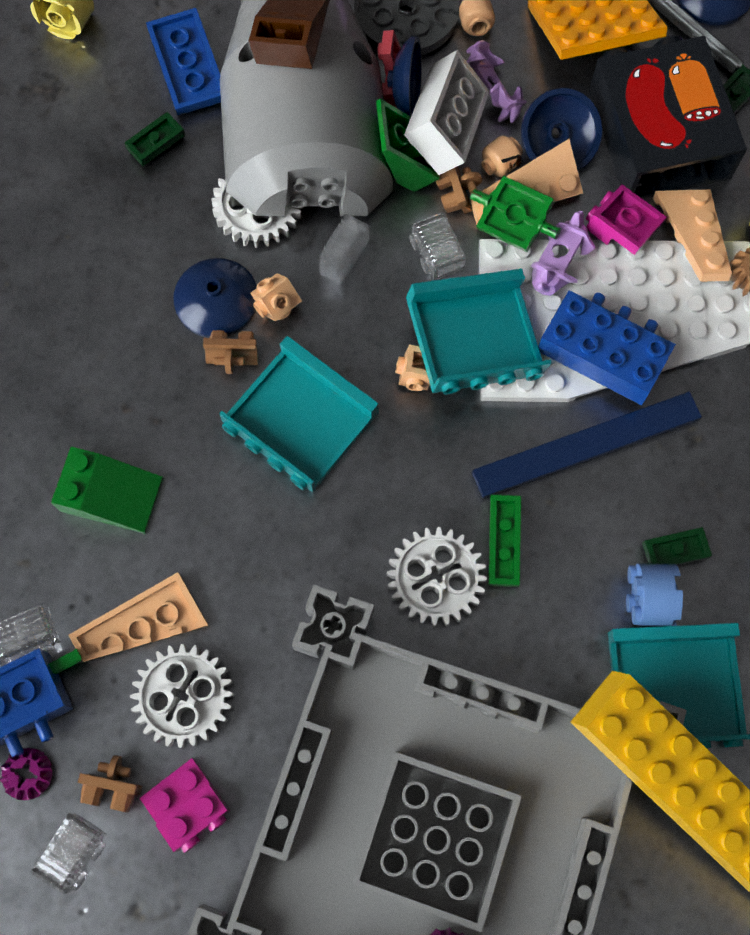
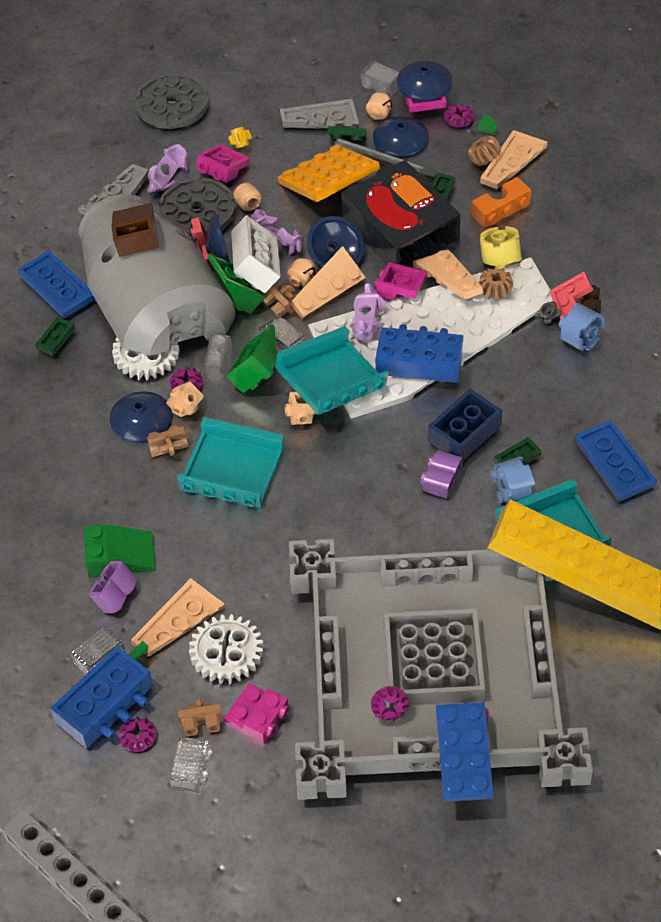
camera: 20 degrees left, 20 degrees down
(74, 548) = (113, 586): none -> medium lavender brick
(298, 275) = (179, 377): none -> magenta gear
(345, 900) = (389, 694): none -> magenta gear
(386, 273) = (254, 361): none -> green slope
(423, 552) = (367, 523): white gear -> none
(504, 541) = (403, 489): green plate -> none
(515, 213) = (326, 299): green plate -> none
(564, 538) = (442, 473): none -> medium lavender brick
(586, 445) = (417, 429): dark blue tile -> none
(624, 478) = (465, 425): none -> dark blue brick

